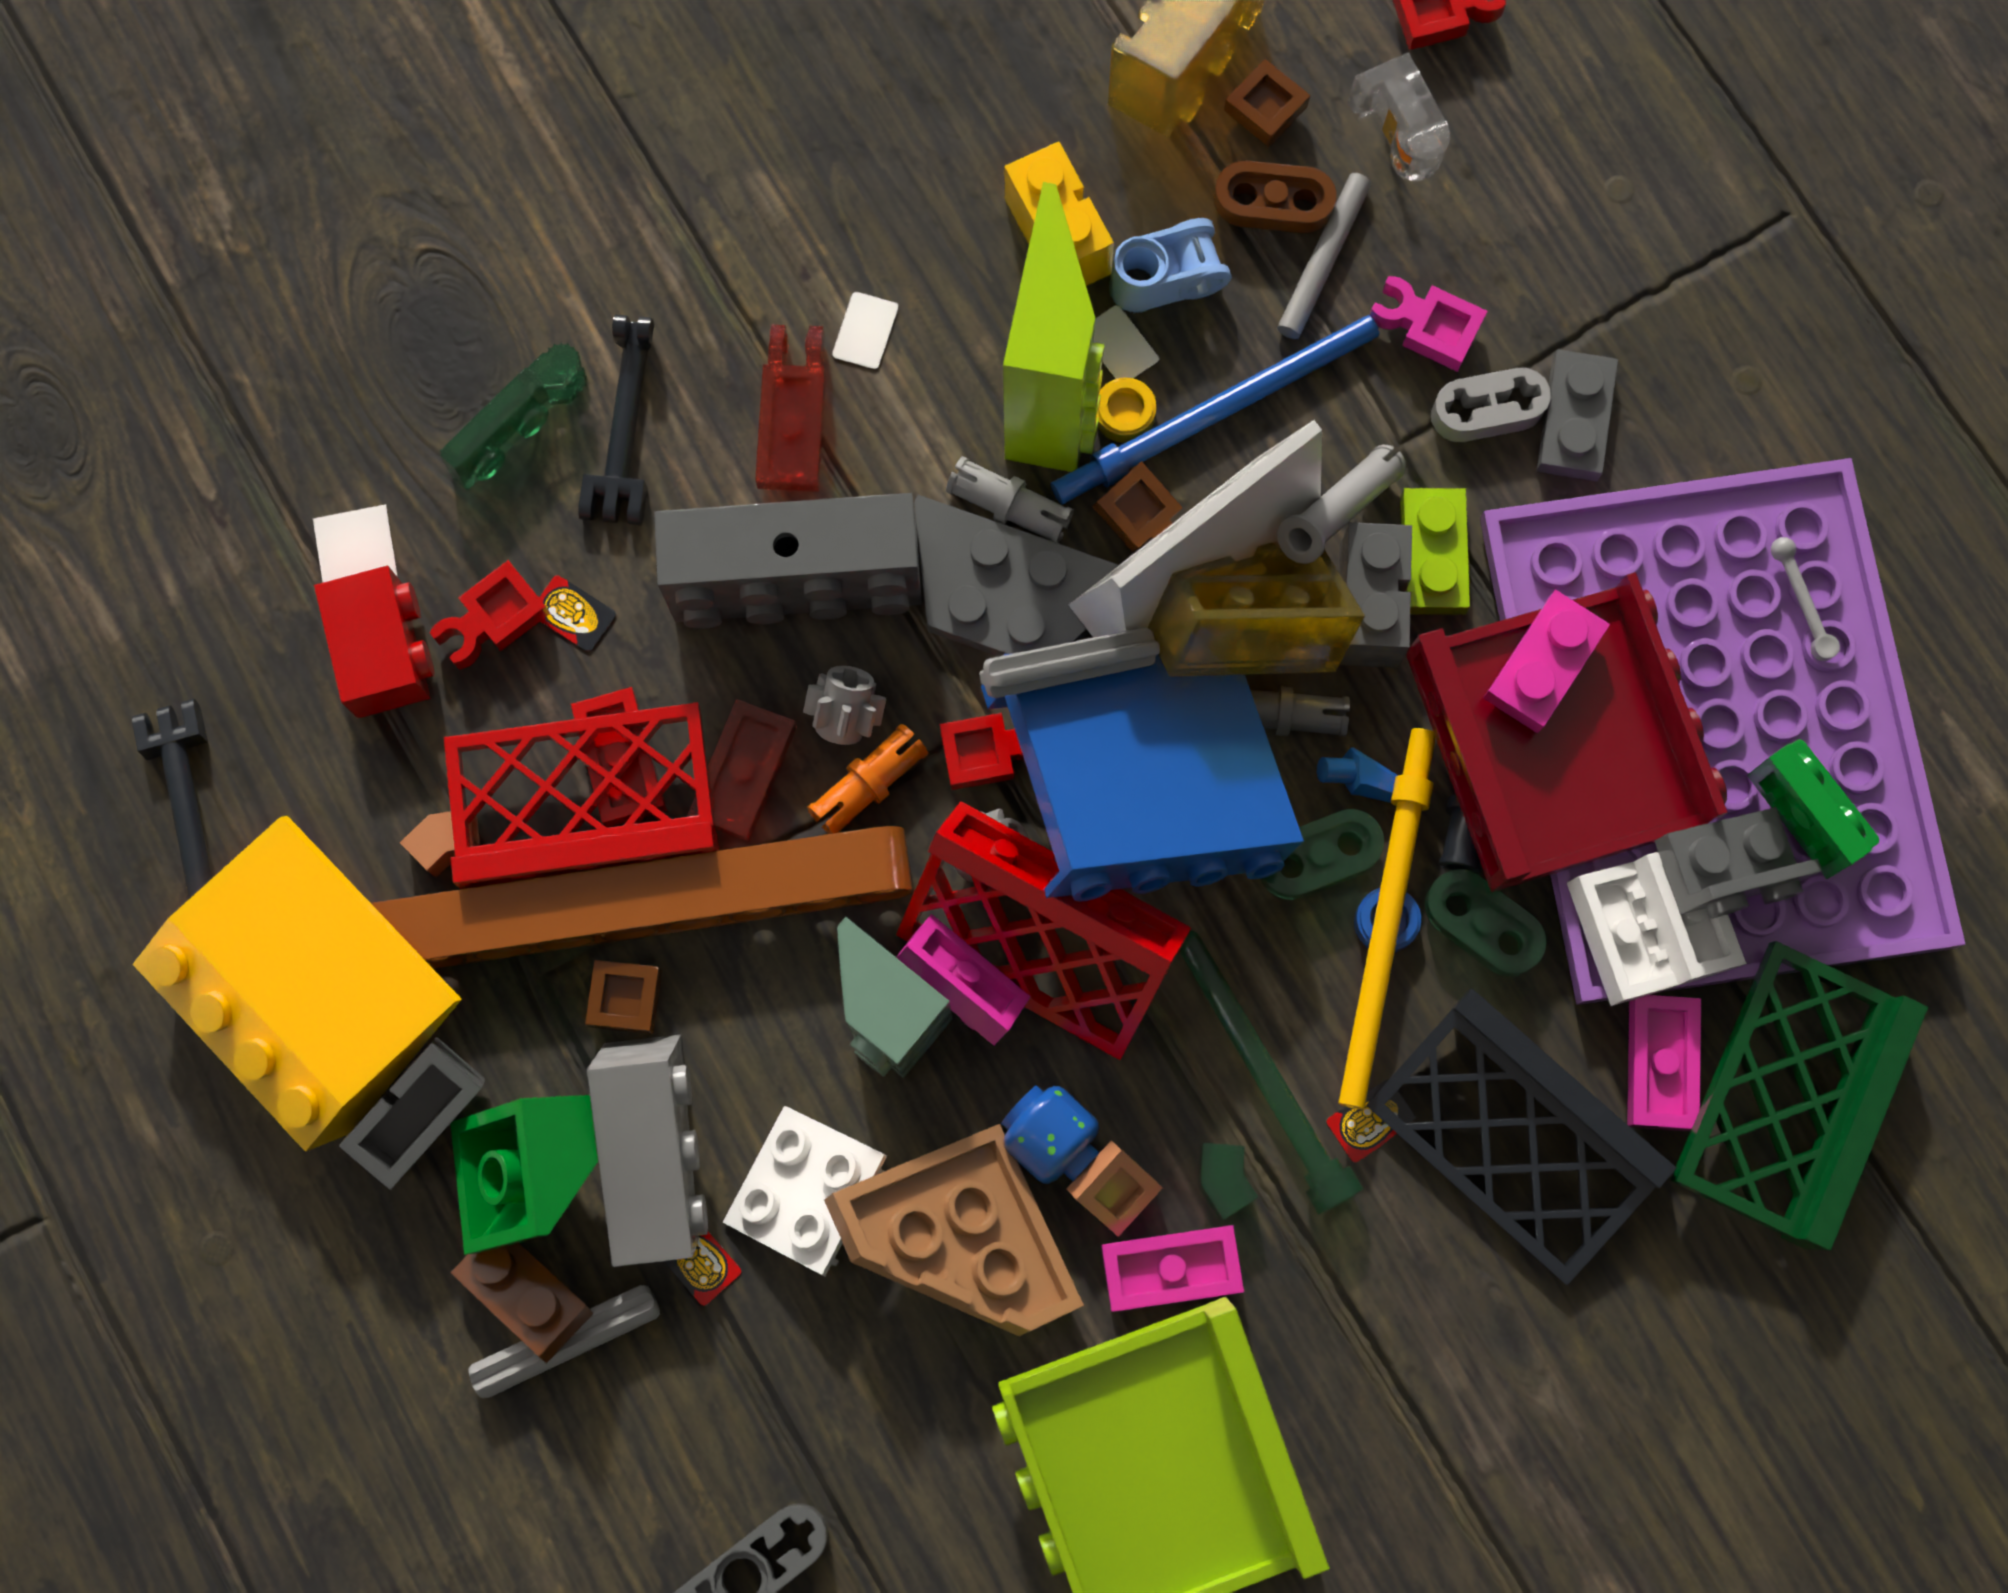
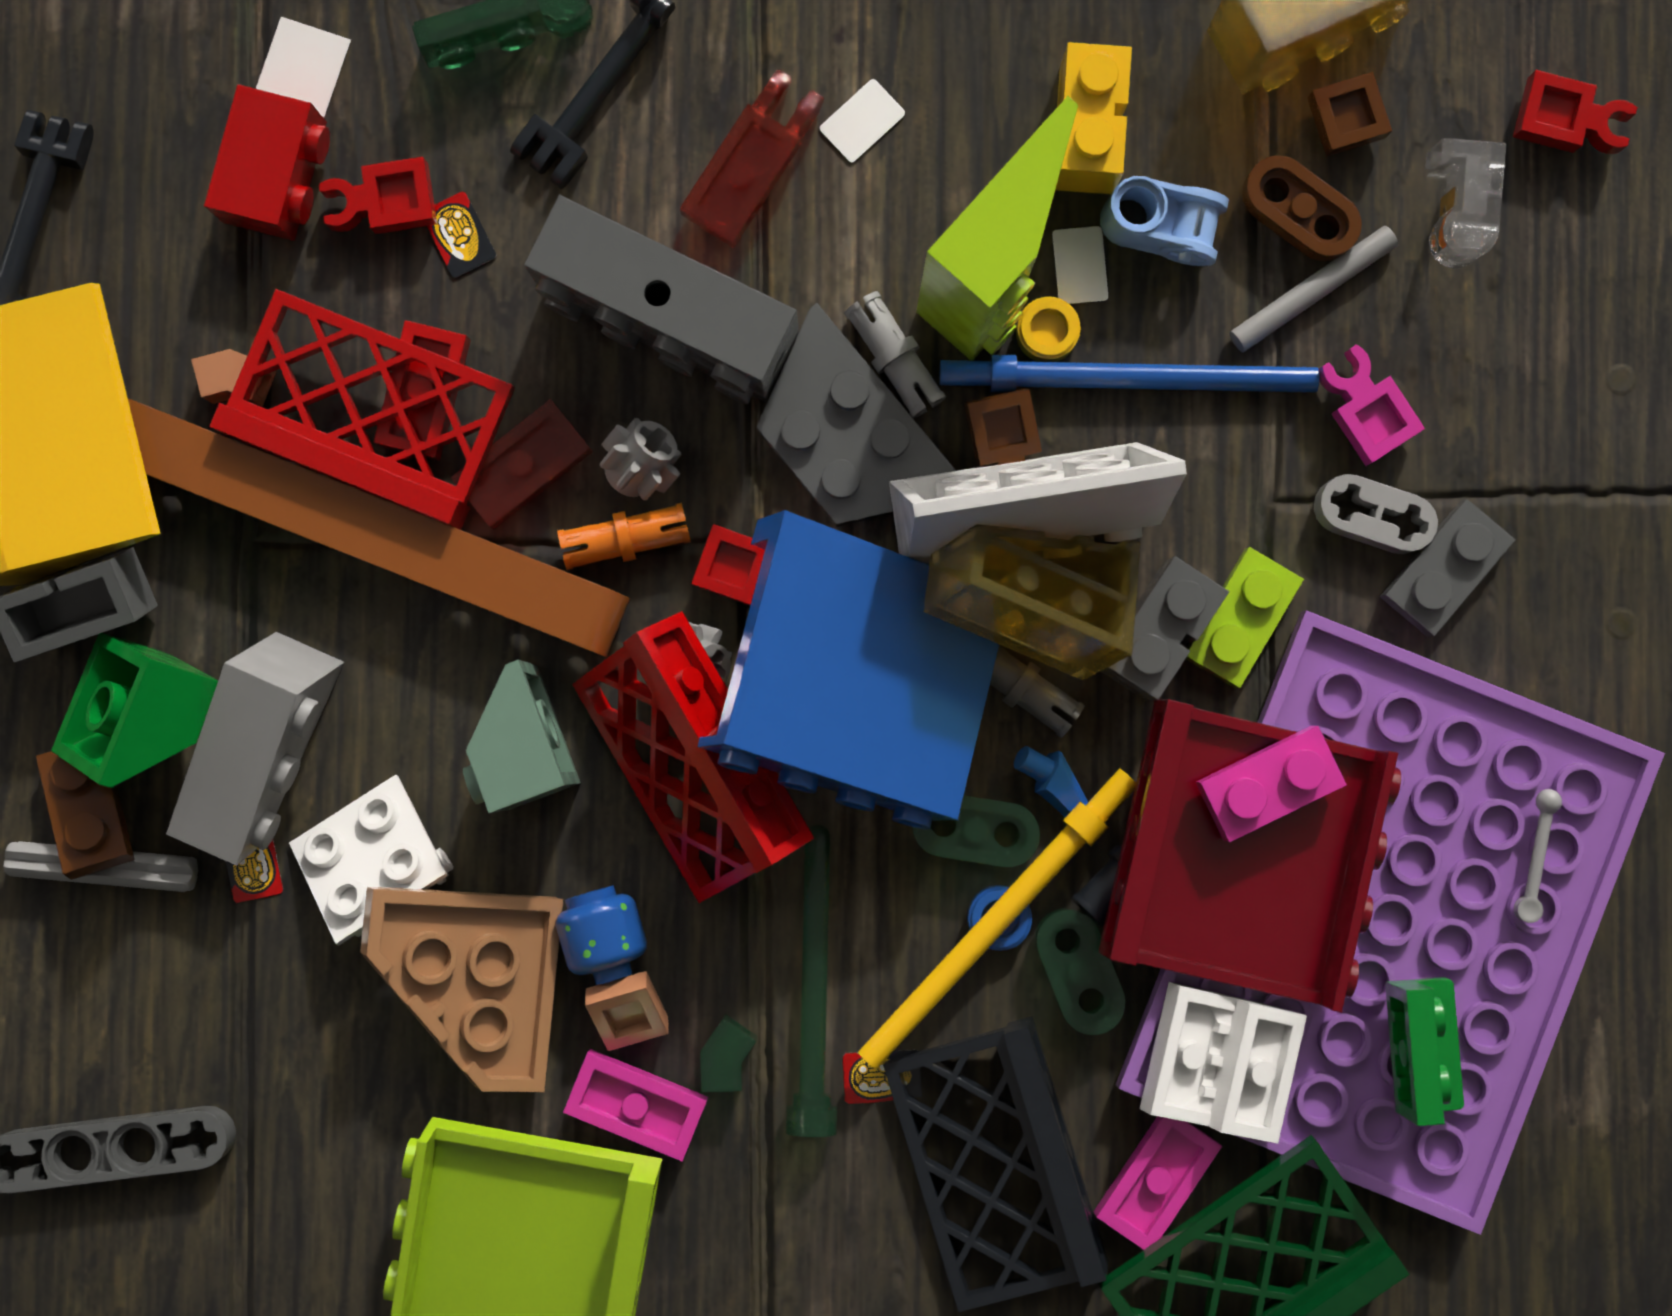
camera: 30 degrees right, 10 degrees up
(623, 997) = (309, 604): reddish brown plate -> none
(973, 986) = (600, 760): dark pink plate -> none
(1069, 662) = (838, 550): light grey axle -> none
(1305, 535) = (1125, 549): light grey pin -> none
(1732, 860) = (1321, 1054): dark grey bracket -> none

